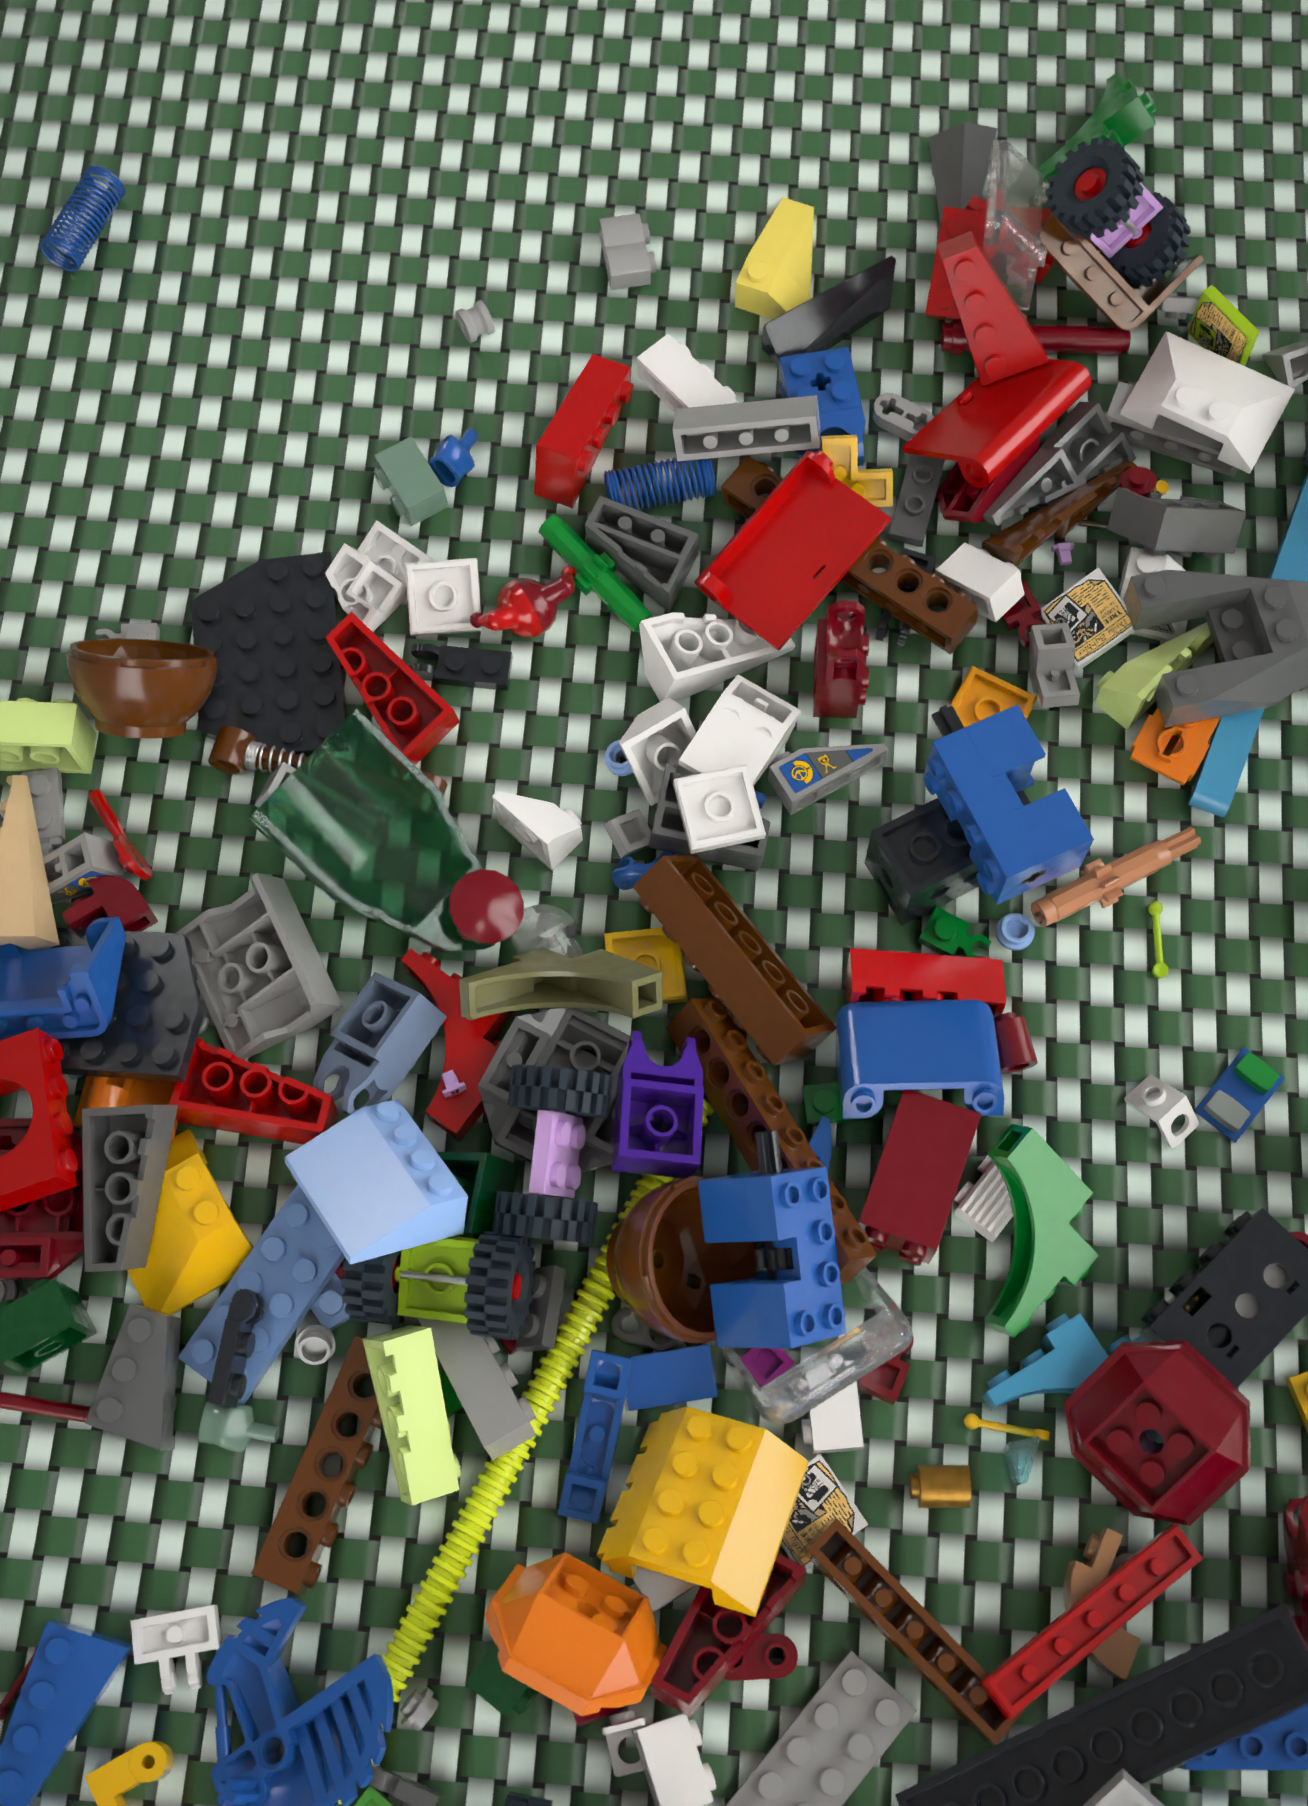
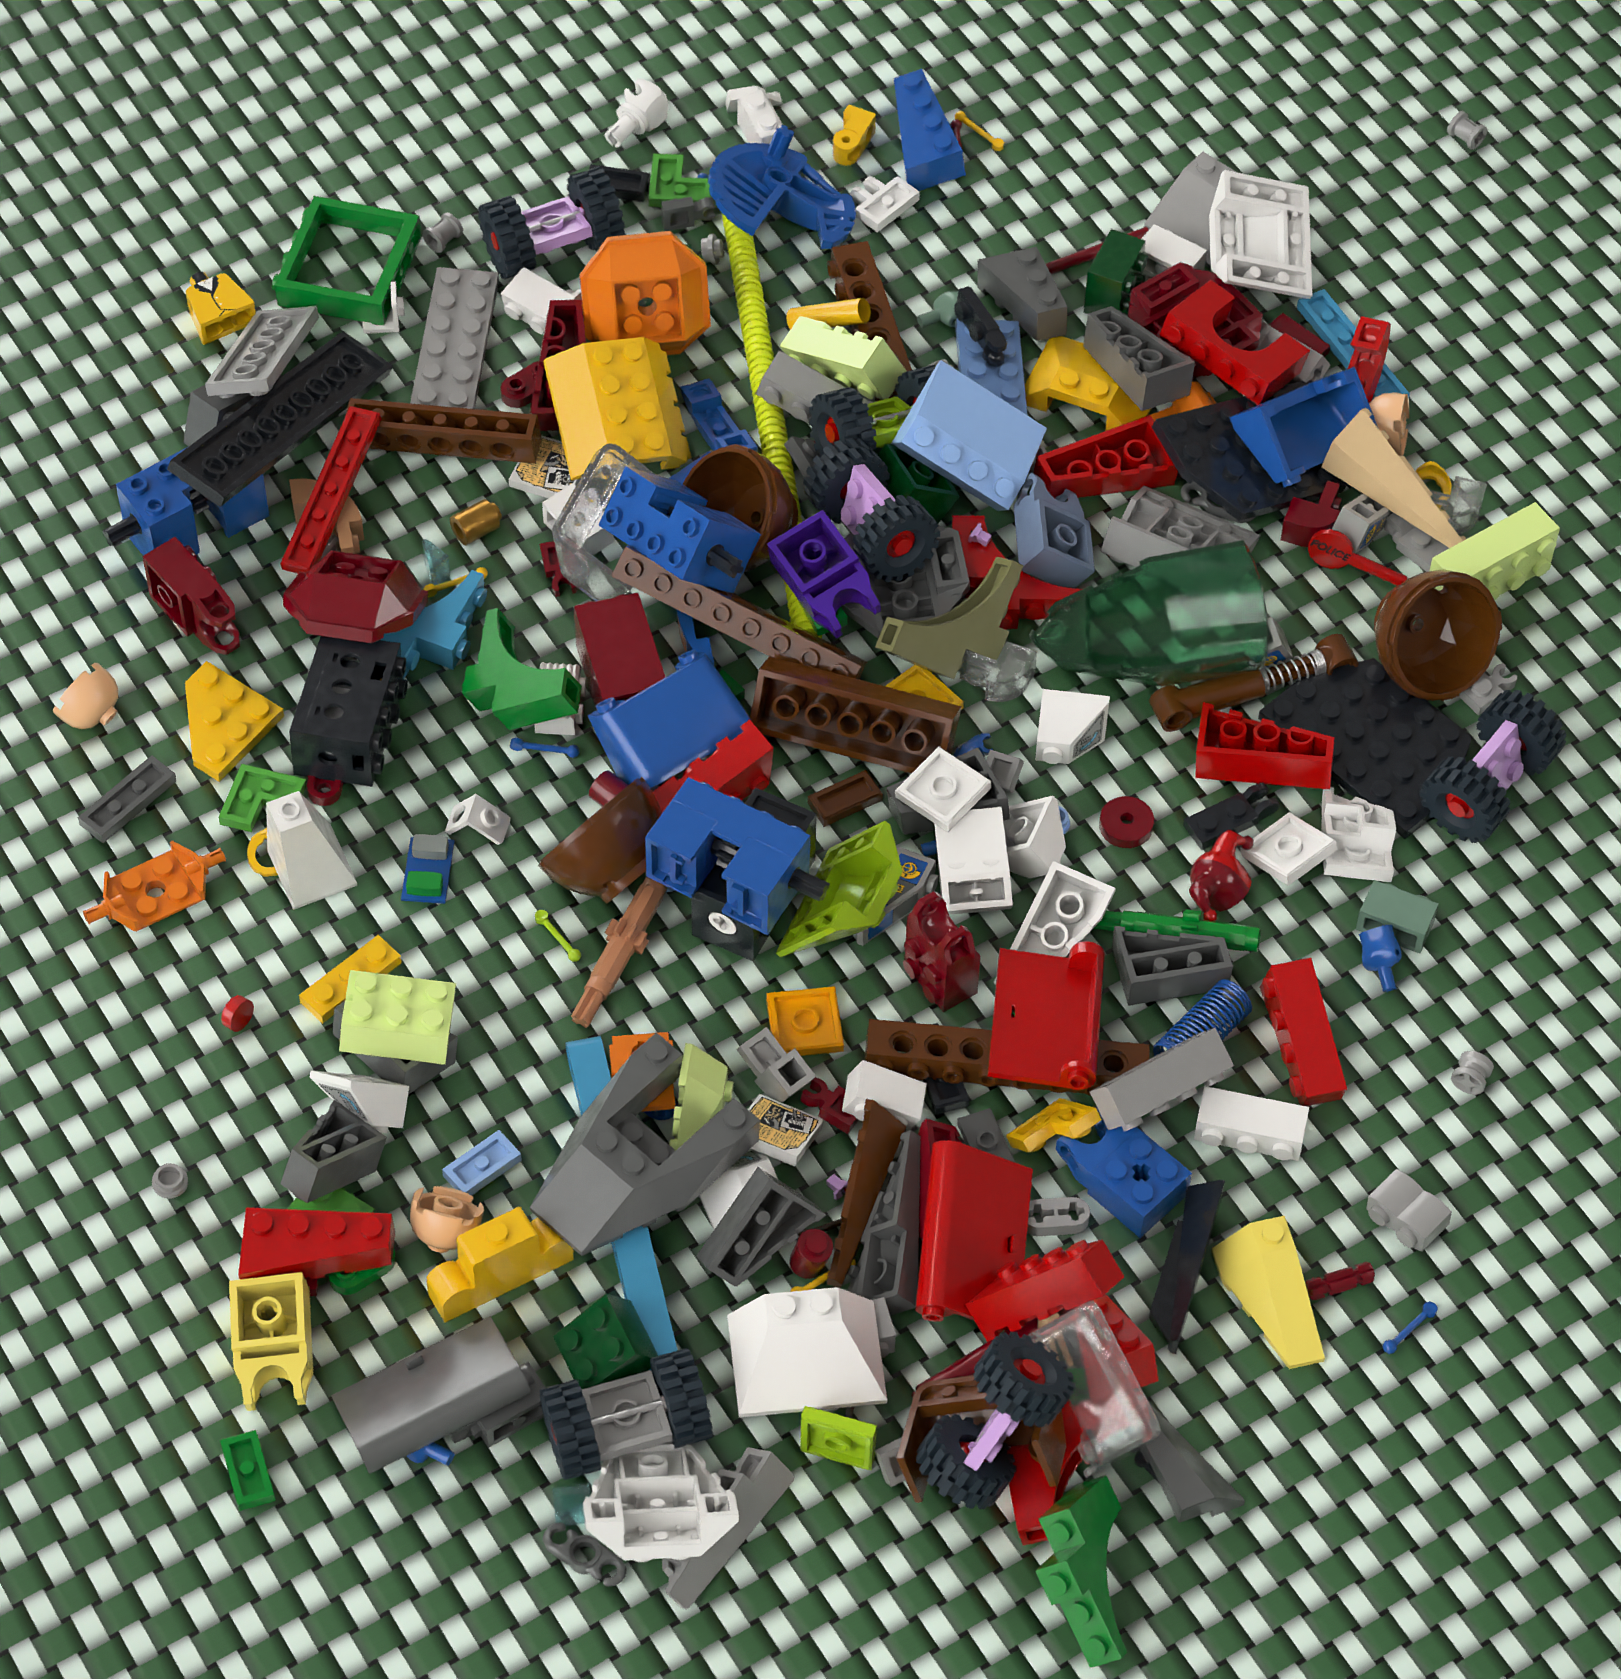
camera: 140 degrees right, 15 degrees down
(161, 546) = (1471, 794): none -> black plate
(375, 1494) = (833, 313): none -> yellow piece
(486, 906) = (1052, 639): dark red dish -> none
(556, 735) = (1124, 834): none -> dark red piece
(672, 185) = (1429, 1310): none -> blue hinge
(721, 240) = (1340, 1280): none -> dark red axle
(790, 909) = (845, 798): none -> reddish brown tile
(872, 777) = (861, 881): none -> lime slope
(1077, 963) = (608, 847): none -> reddish brown piece

